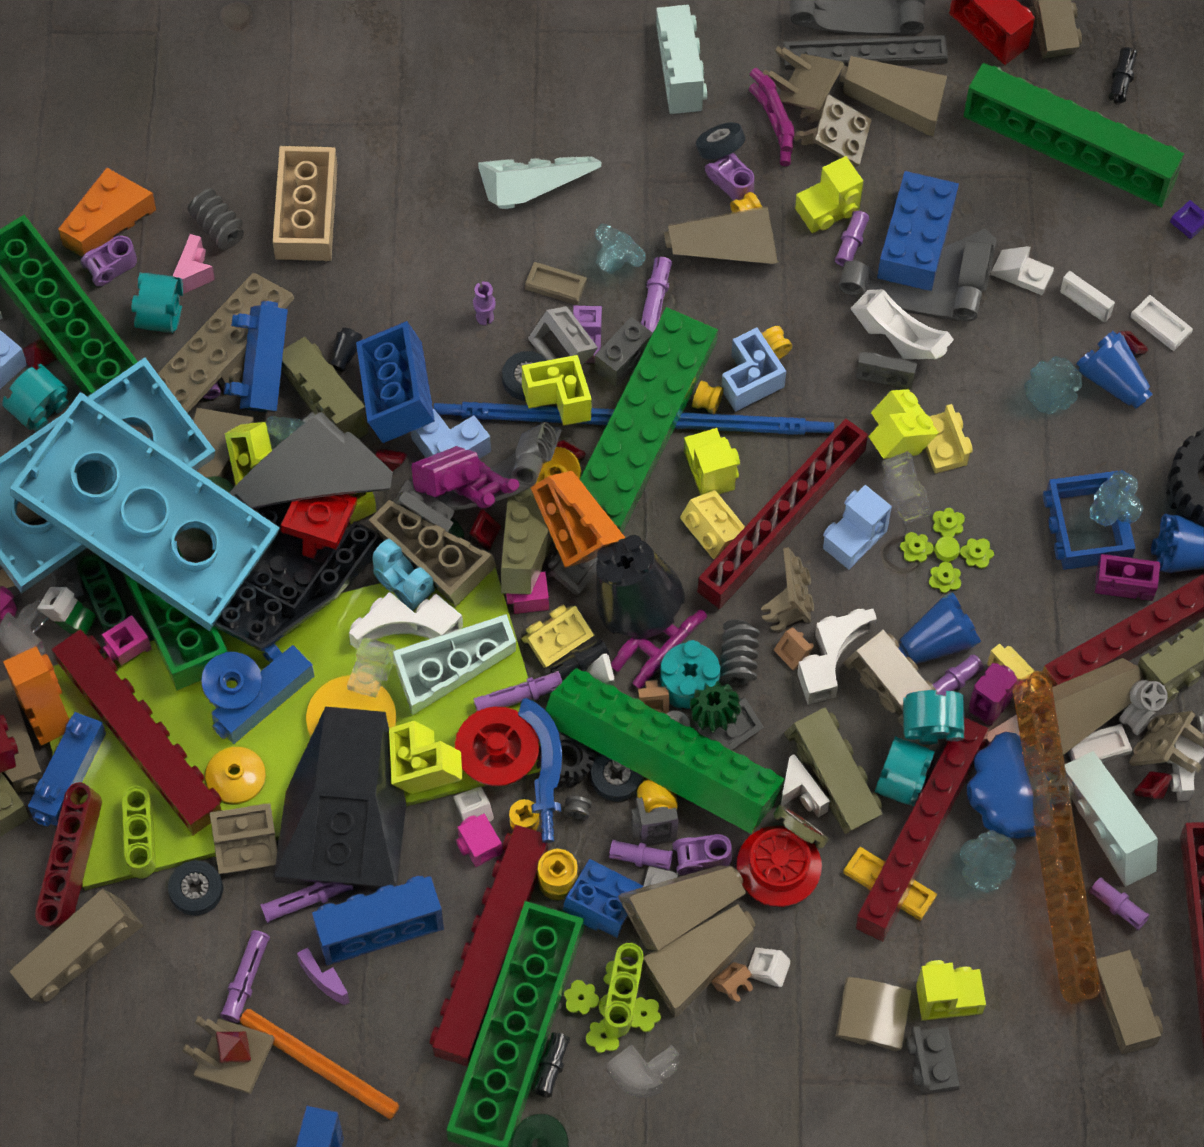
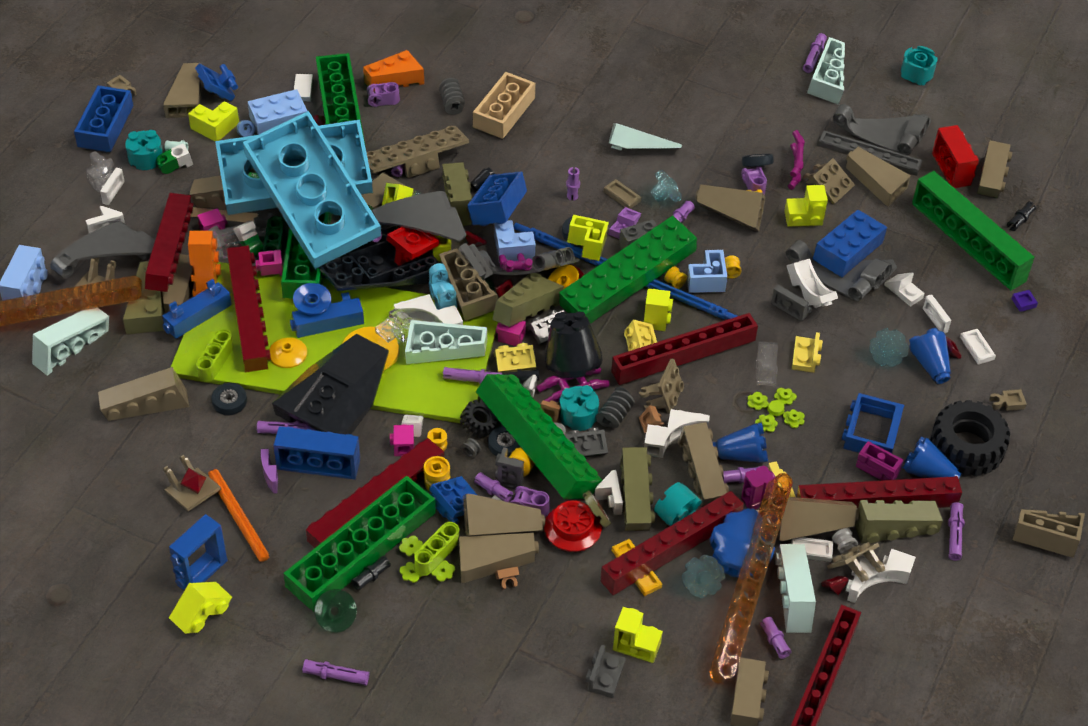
camera: 25 degrees right, 15 degrees down
(63, 844) = (172, 347): dark red beam -> none
(157, 302) = (394, 118): teal brick -> none
(191, 266) = (423, 113): bright pink slope -> none
(240, 989) = (226, 452): medium lavender pin -> none
(244, 838) = (269, 381): dark tan slope -> none
(262, 357) = (432, 162): blue brick -> none
(419, 761) = (393, 381): neon yellow brick -> none
(445, 471) = (497, 247): magenta brick -> none
(497, 746) = (441, 394): red wheel -> none
(550, 764) = (473, 398): blue sword -> none
(567, 331) = (612, 213): light grey tile -> none
(574, 518) = (554, 294): orange wedge -> none
(639, 1077) = (419, 602): clear brick -> none
(680, 59) = (757, 116): light aqua wedge -> none
(715, 707) = (581, 423): dark green gear -> none
(769, 966) = (535, 579): white slope -> none
(809, 81) = (830, 148): dark tan plate -> none
(852, 237) = (809, 234): medium lavender pin -> none
(862, 525) = (726, 375): light blue brick -> none
(873, 1013) = (583, 630): dark tan slope -> none
(901, 425) = (784, 330): neon yellow brick -> none
(933, 716) = (710, 477): teal brick -> none
(1116, 500) = (893, 415): clear light blue plant -> none
(1155, 697) = (859, 523): light grey wheel -> none

